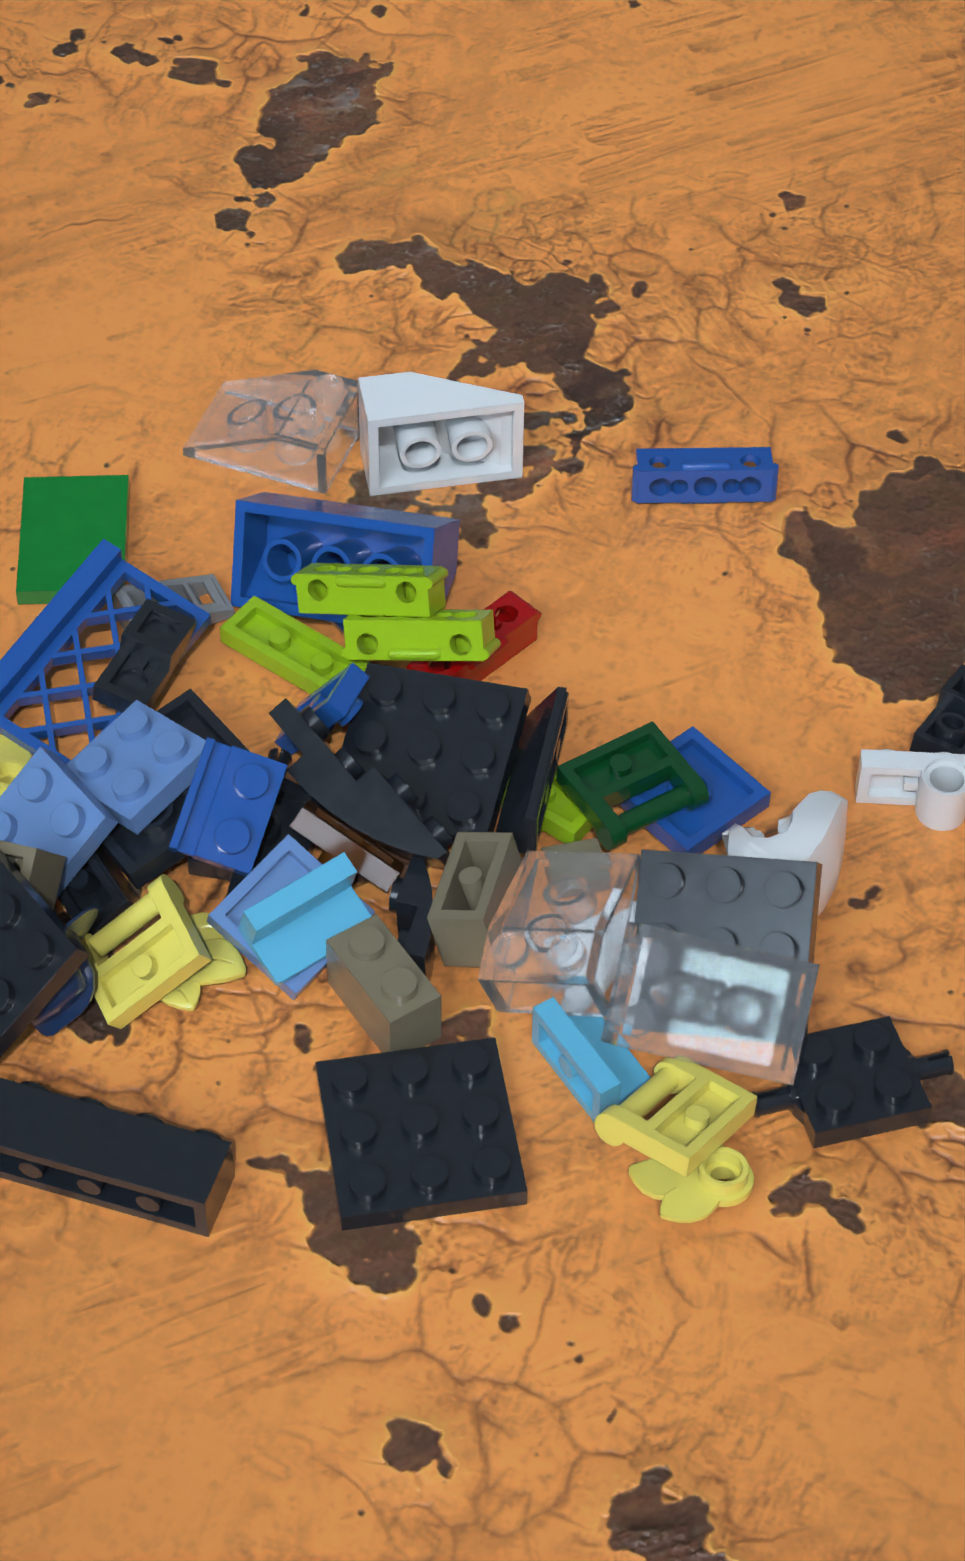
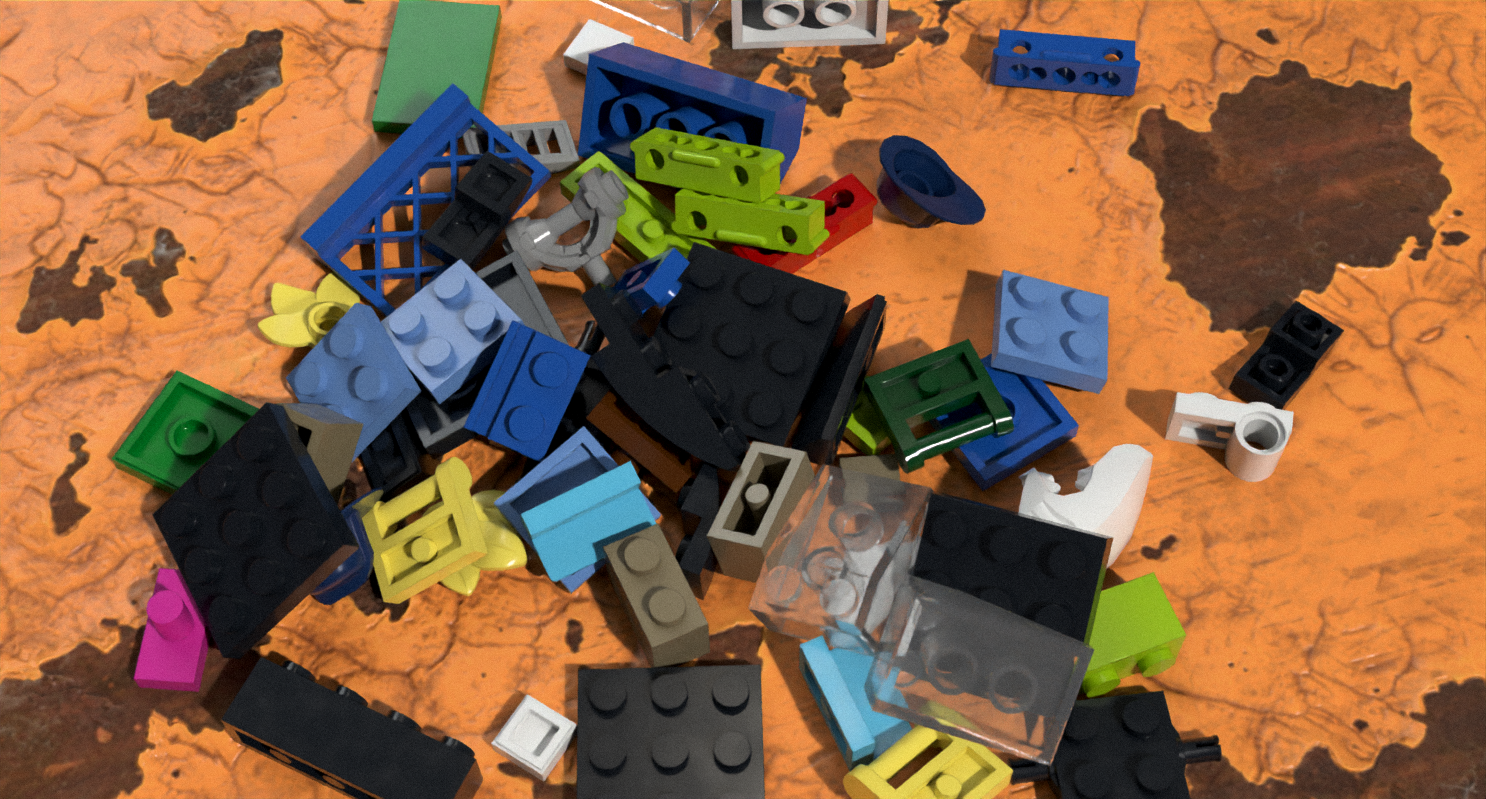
camera: 10 degrees right, 10 degrees up
(220, 509) = (592, 38): none -> white tile
(262, 636) = (596, 201): none -> light grey piece
(281, 1130) = (535, 737): none -> white tile
(581, 597) = (922, 187): none -> dark blue piece
(730, 713) = (1050, 332): none -> medium blue plate
(855, 969) = (1131, 635): none -> lime brick

